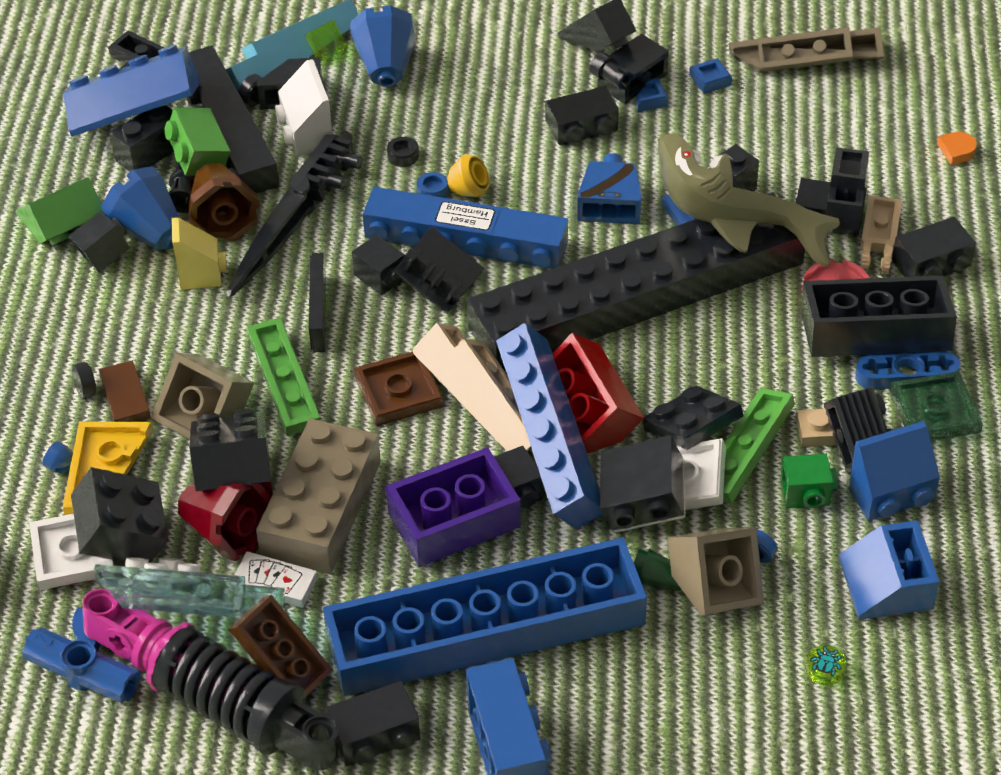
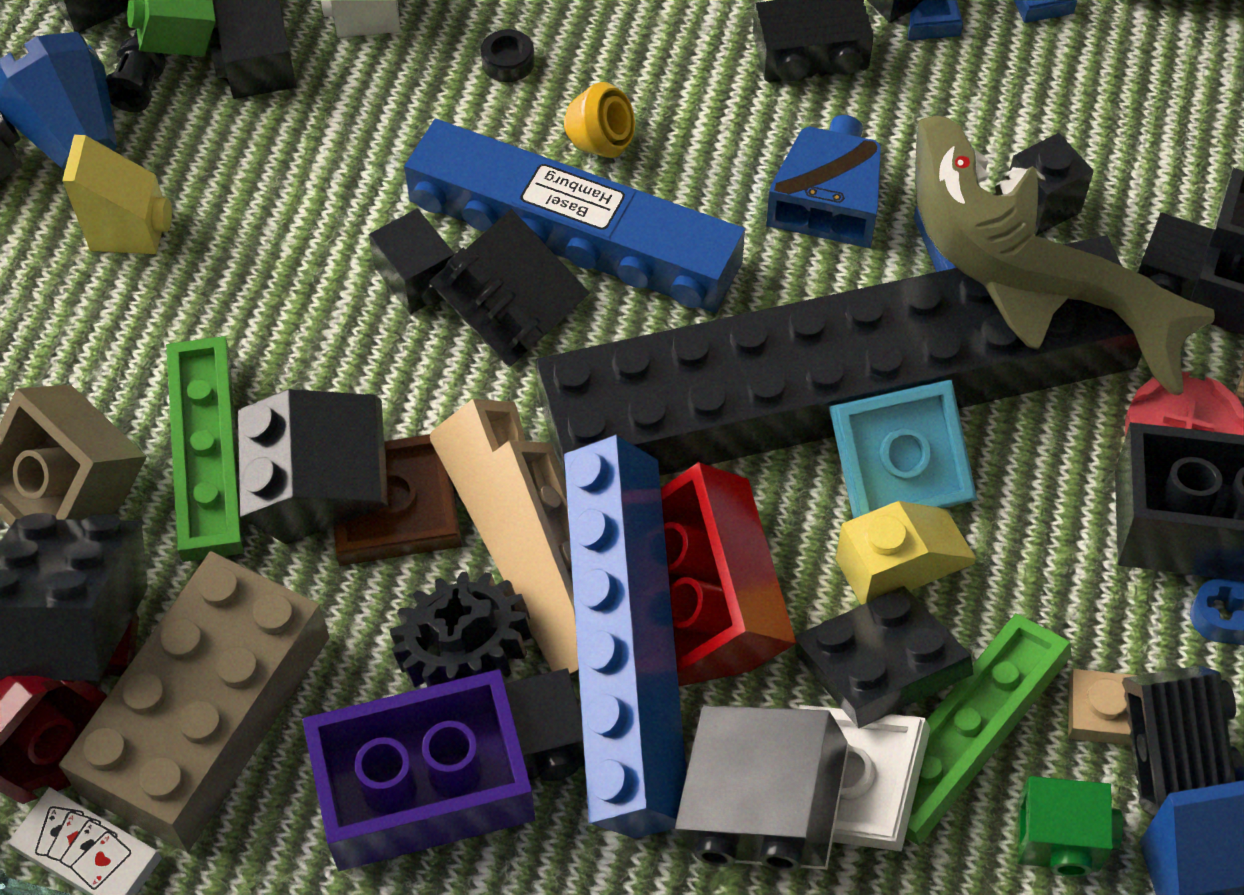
camera: 10 degrees right, 10 degrees up
(222, 203) = (180, 110): reddish brown cone -> none
(314, 177) = (356, 77): black piece -> none
(317, 302) = (295, 312): black tile -> none
(351, 370) = (310, 461): none -> black slope
(433, 184) = (540, 128): blue tile -> none
(457, 438) = (461, 631): none -> black gear
(682, 319) = (904, 449): none -> medium azure plate
(689, 365) = (900, 548): none -> light yellow slope

